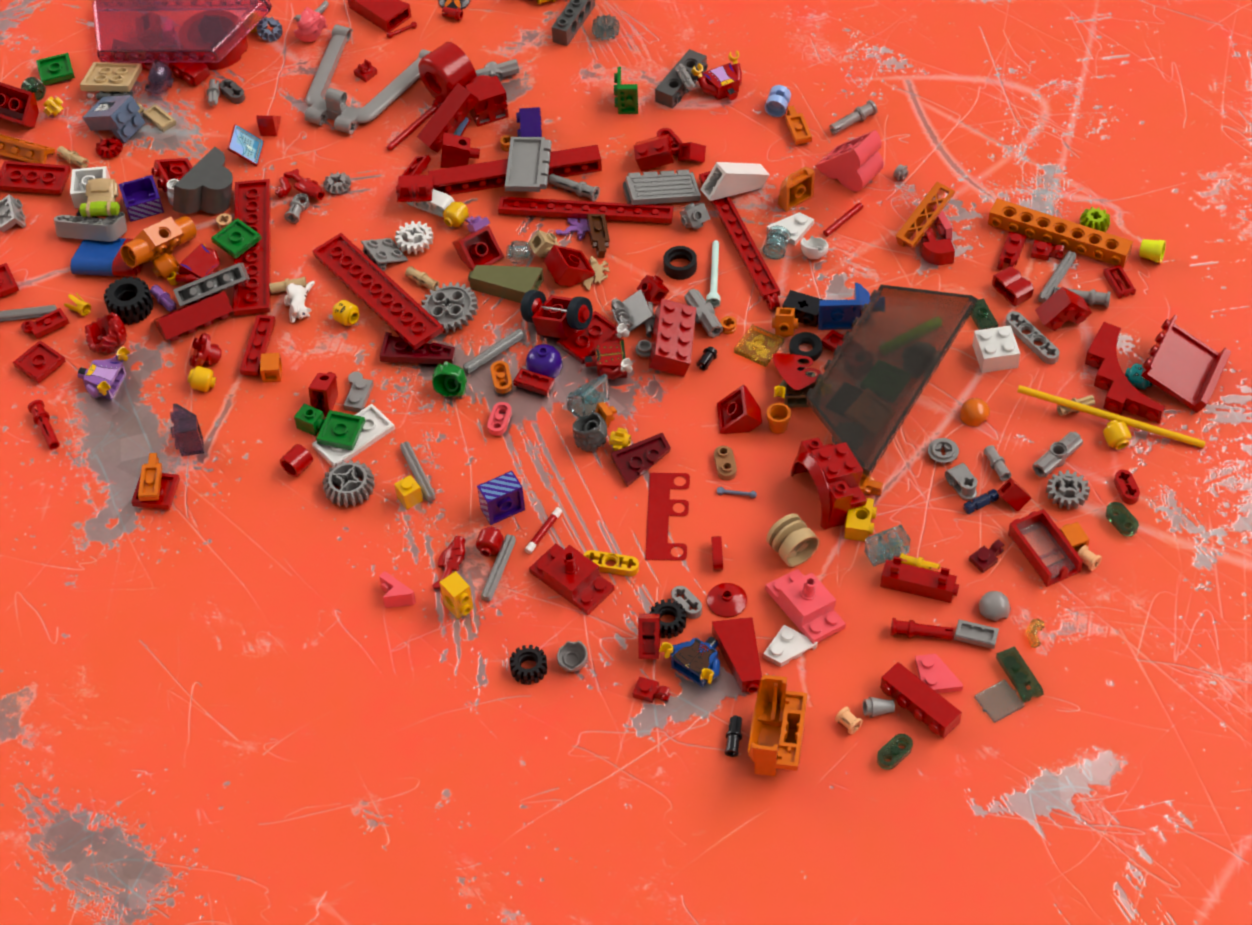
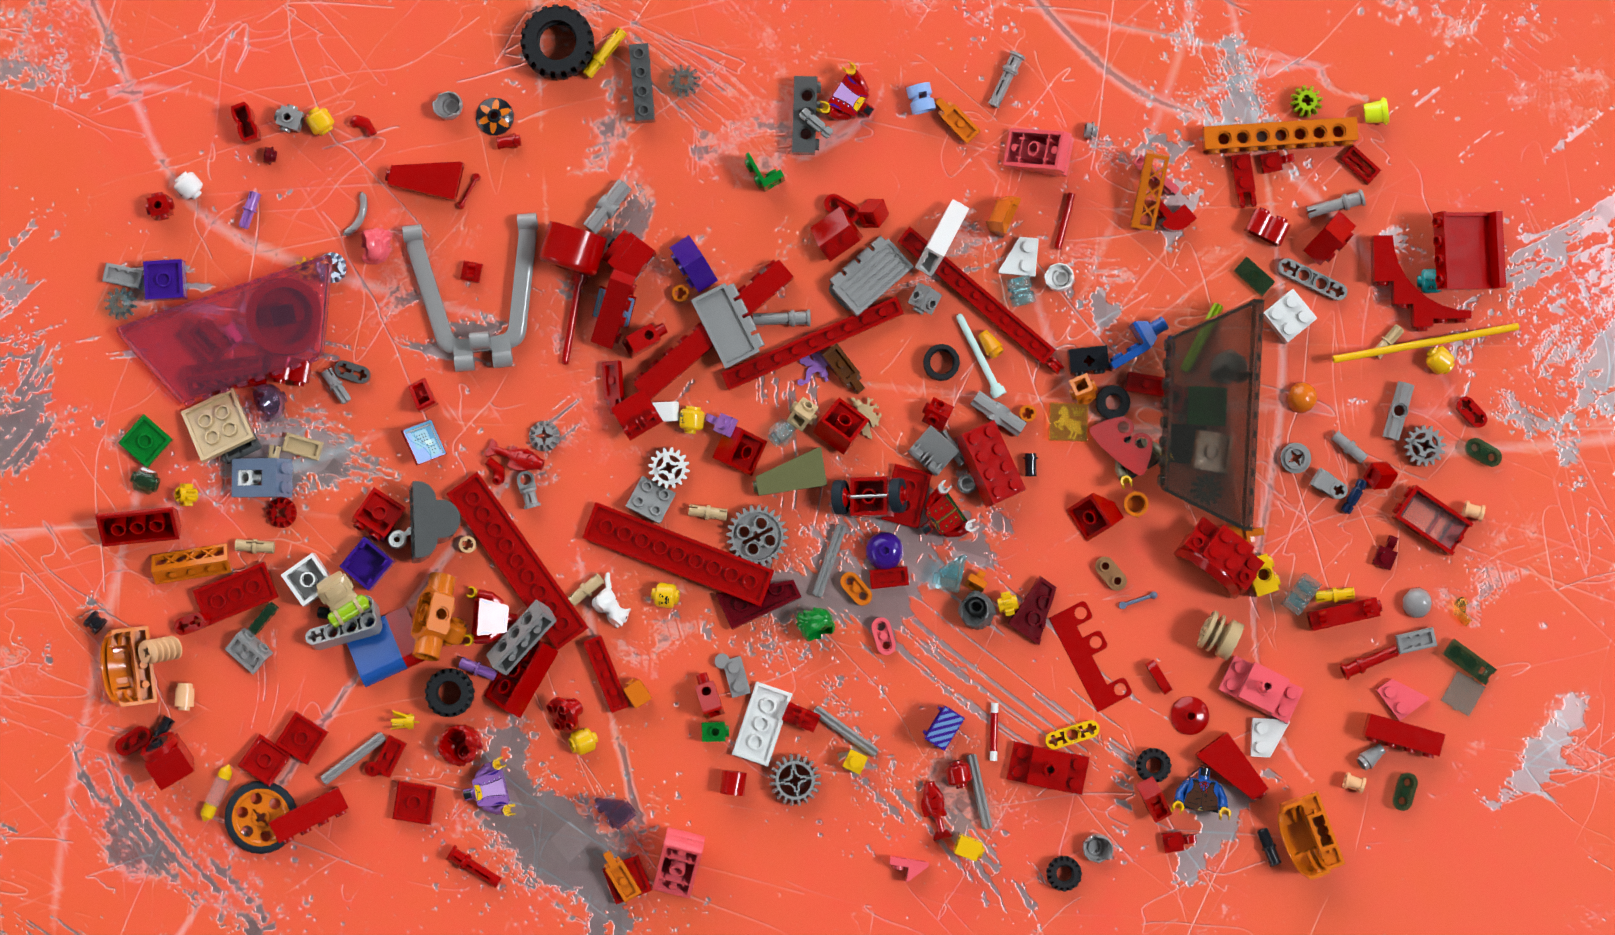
camera: 35 degrees left, 35 degrees up
(38, 199) = (263, 618): none -> clear green beam
(206, 487) = (679, 862): none -> coral brick
(236, 238) = (502, 567): green plate -> none
(340, 430) = (750, 728): green tile -> none
(388, 440) = (801, 717): none -> red hips
(689, 599) = (1157, 743): light grey beam -> none
(728, 268) = (990, 344): none -> light orange cone
(1057, 276) = (1301, 190): light grey axle -> none
(1075, 535) = (1452, 497): orange brick -> none

